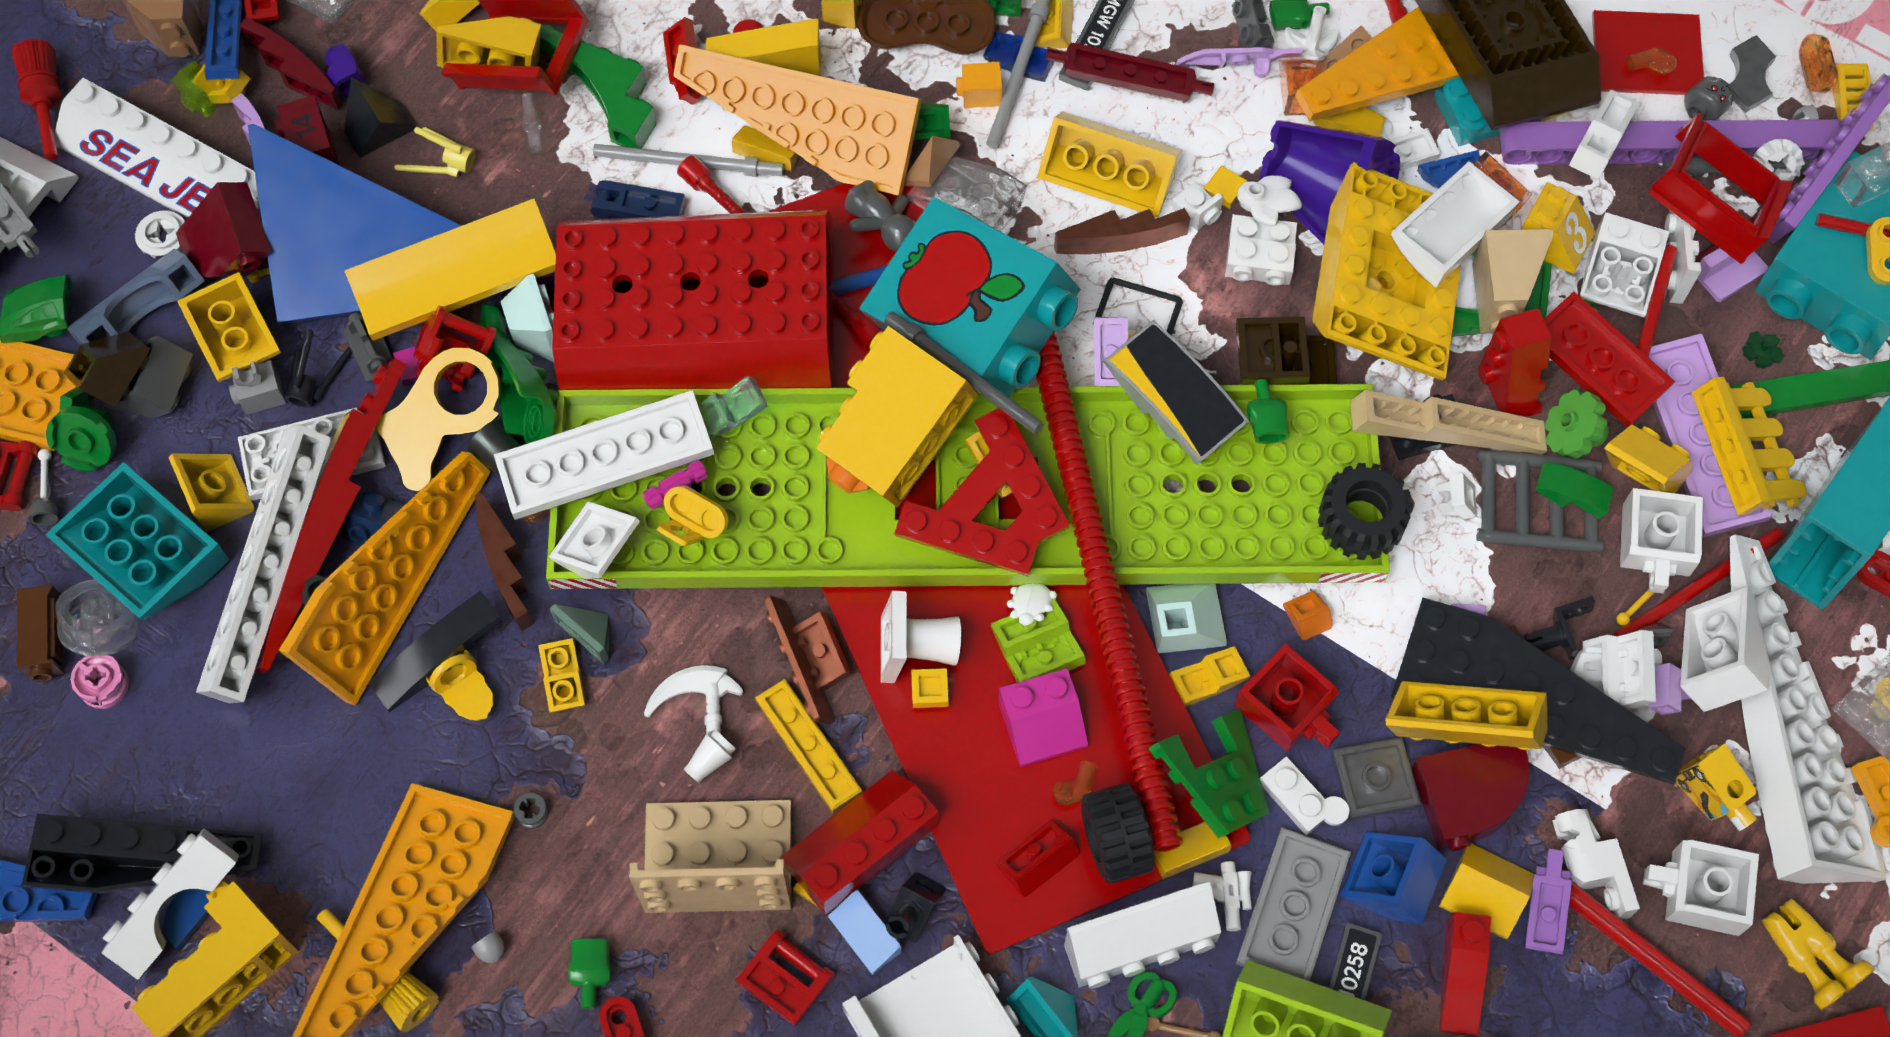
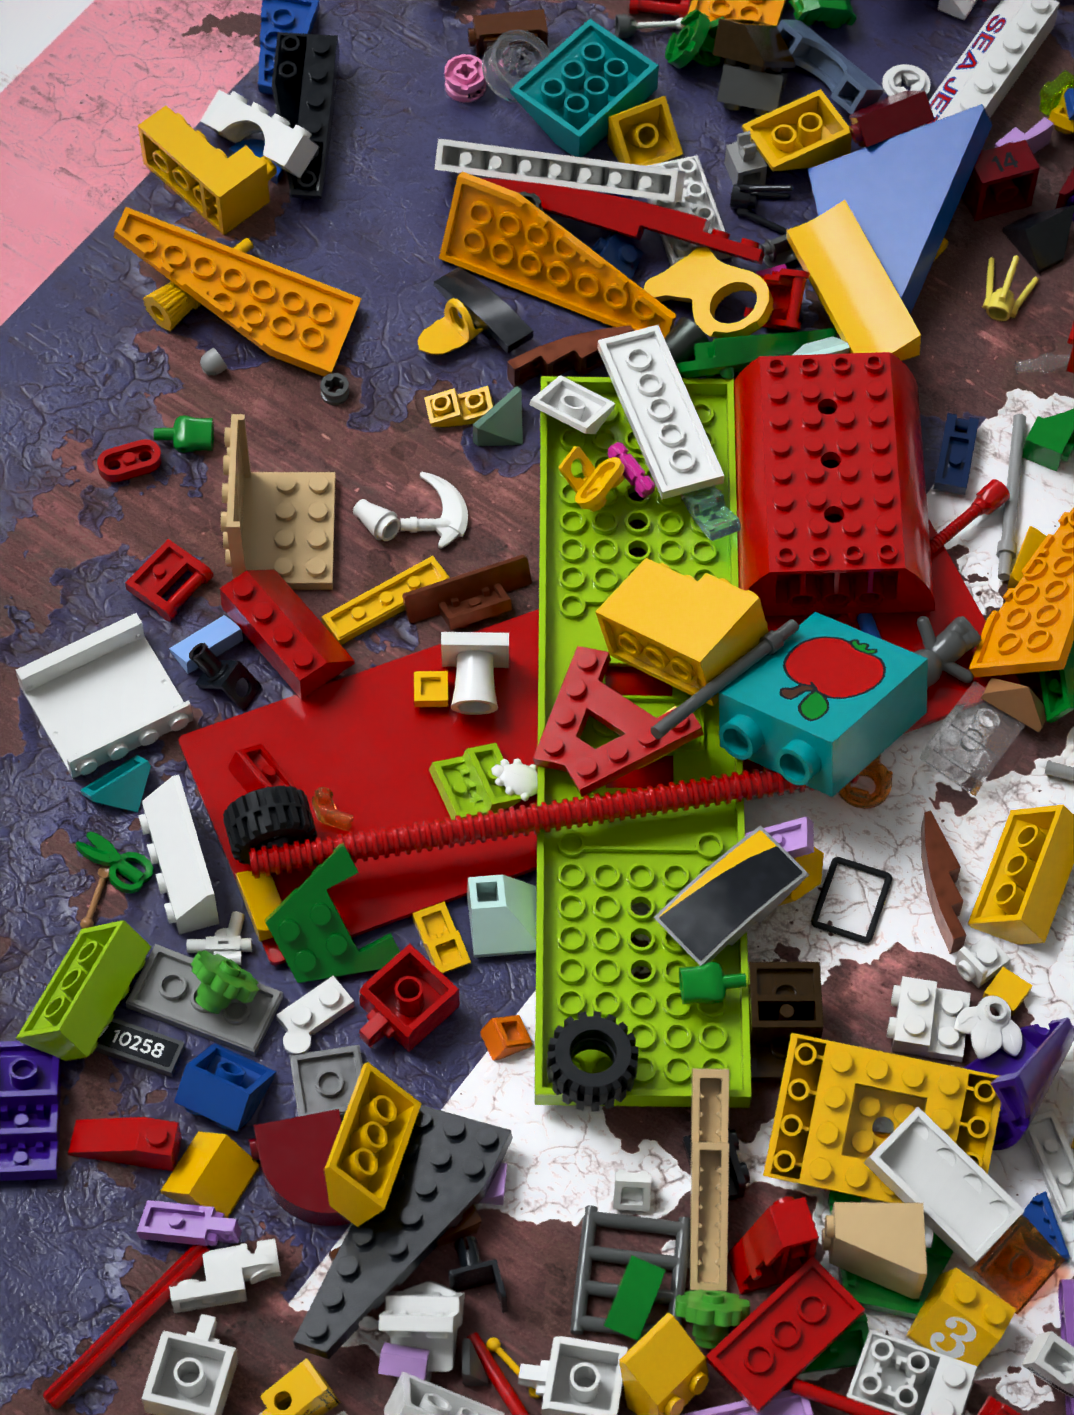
camera: 90 degrees right, 5 degrees down
(1043, 717) = (396, 781): dark pink slope -> none
(1292, 876) = (221, 982): none -> bright green plant

